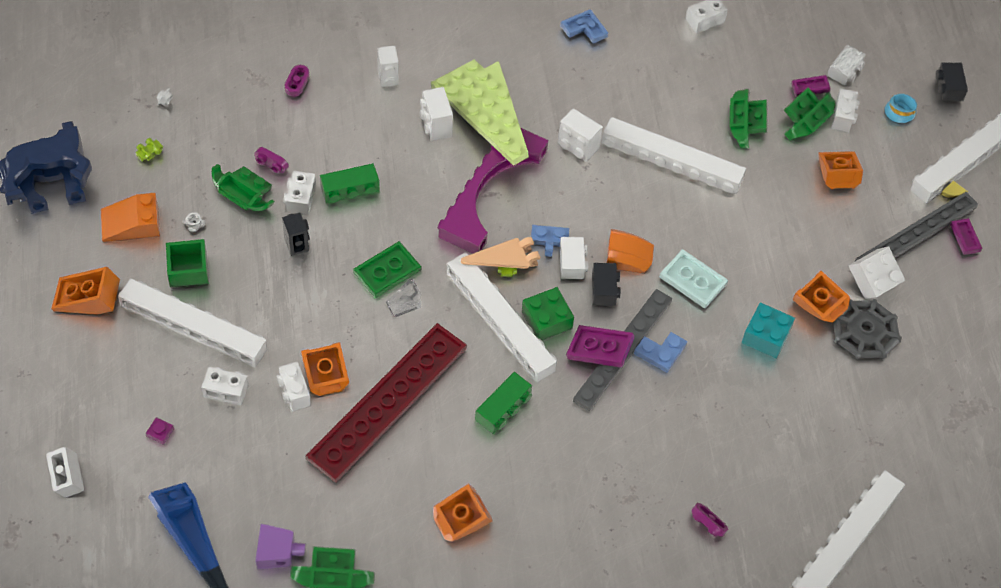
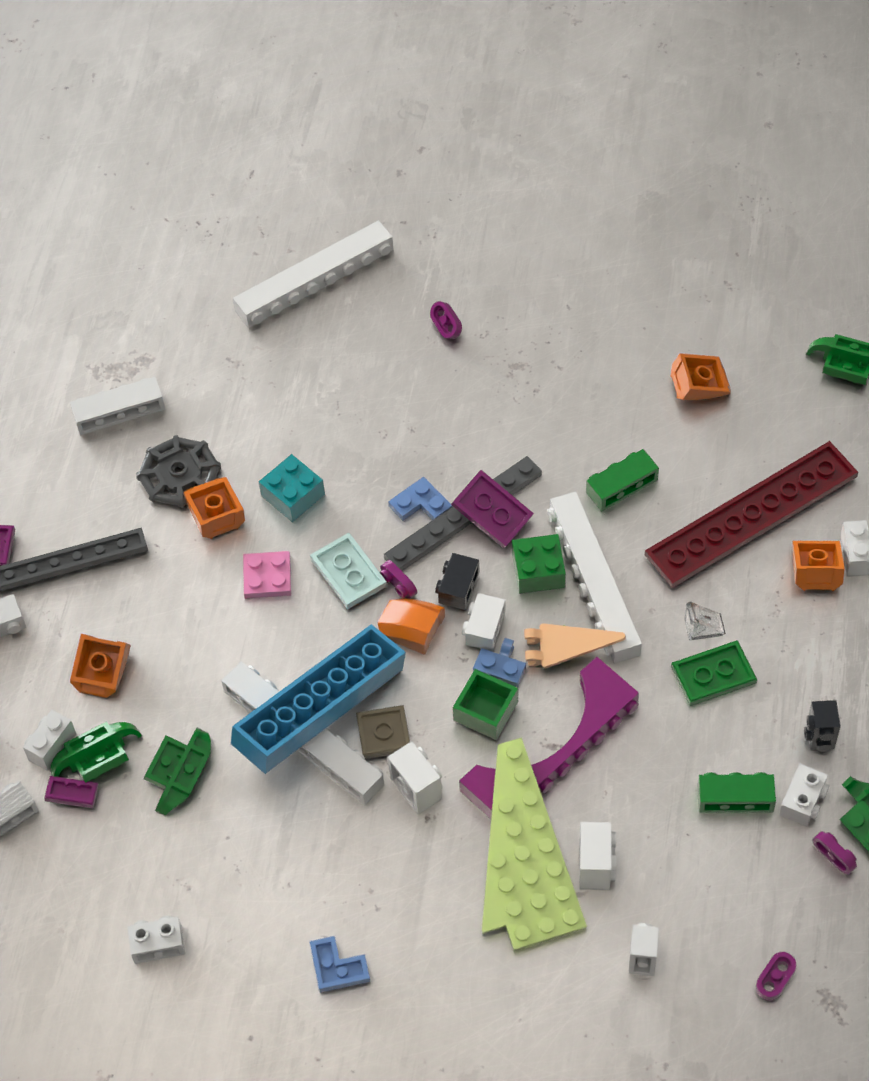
camera: 155 degrees left, 0 degrees up
(549, 197) = (485, 704): none -> green piece
(616, 170) = (382, 731): none -> dark tan plate
(651, 278) = (403, 585): none -> magenta plate
(668, 160) = (317, 698): none -> dark azure brick
(754, 265) = (267, 574): none -> bright pink plate
(876, 273) = (135, 513): white brick -> none
(946, 369) = (117, 405): none -> white brick

